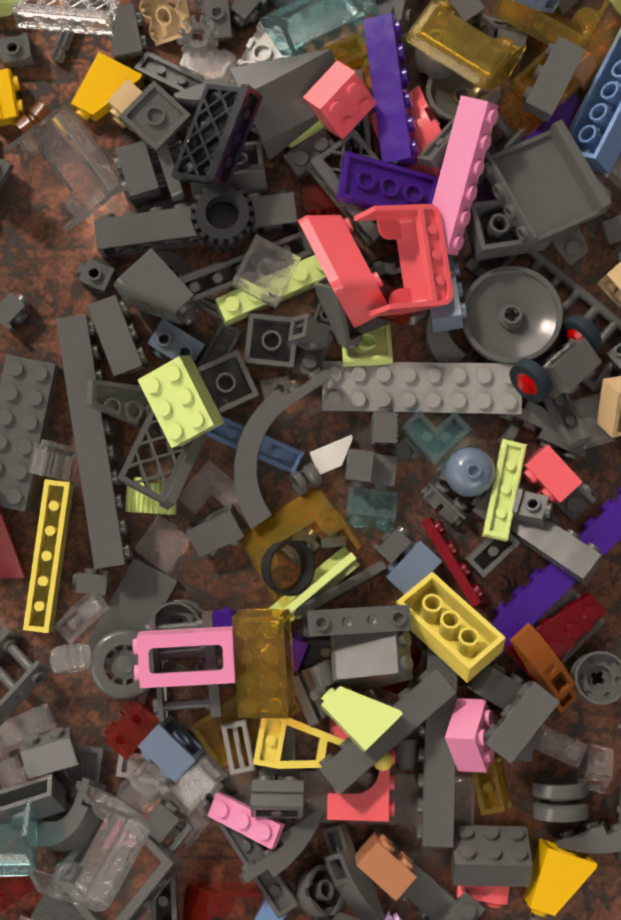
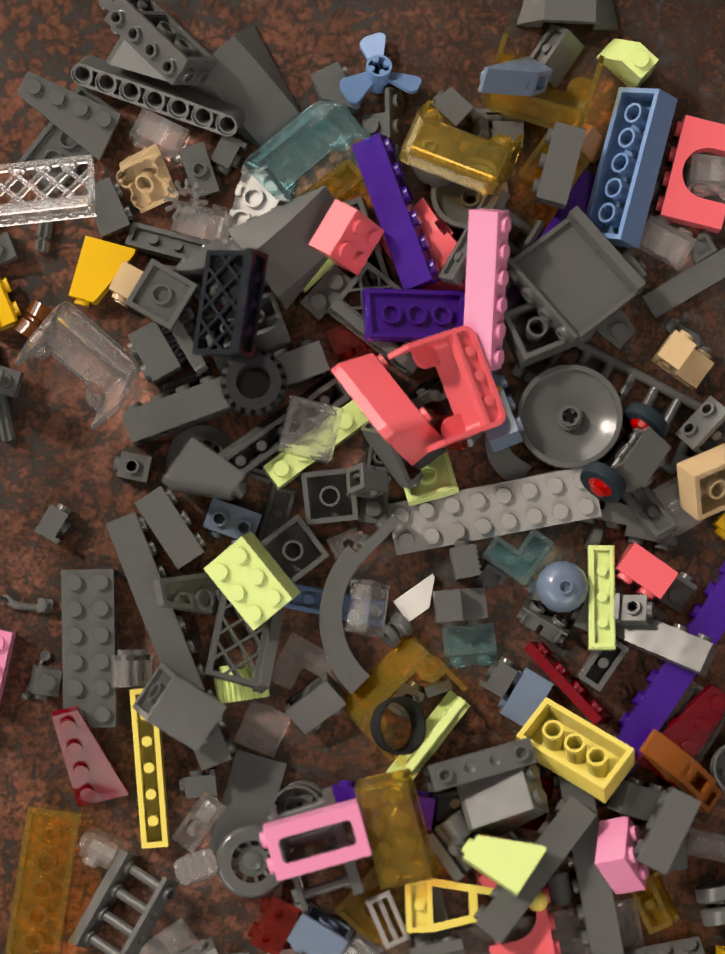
camera: 10 degrees left, 0 degrees up
(85, 505) = (179, 707): none -> dark grey slope
(283, 452) = (366, 608): none -> clear brick
(340, 590) = (456, 736): dark grey tile -> none

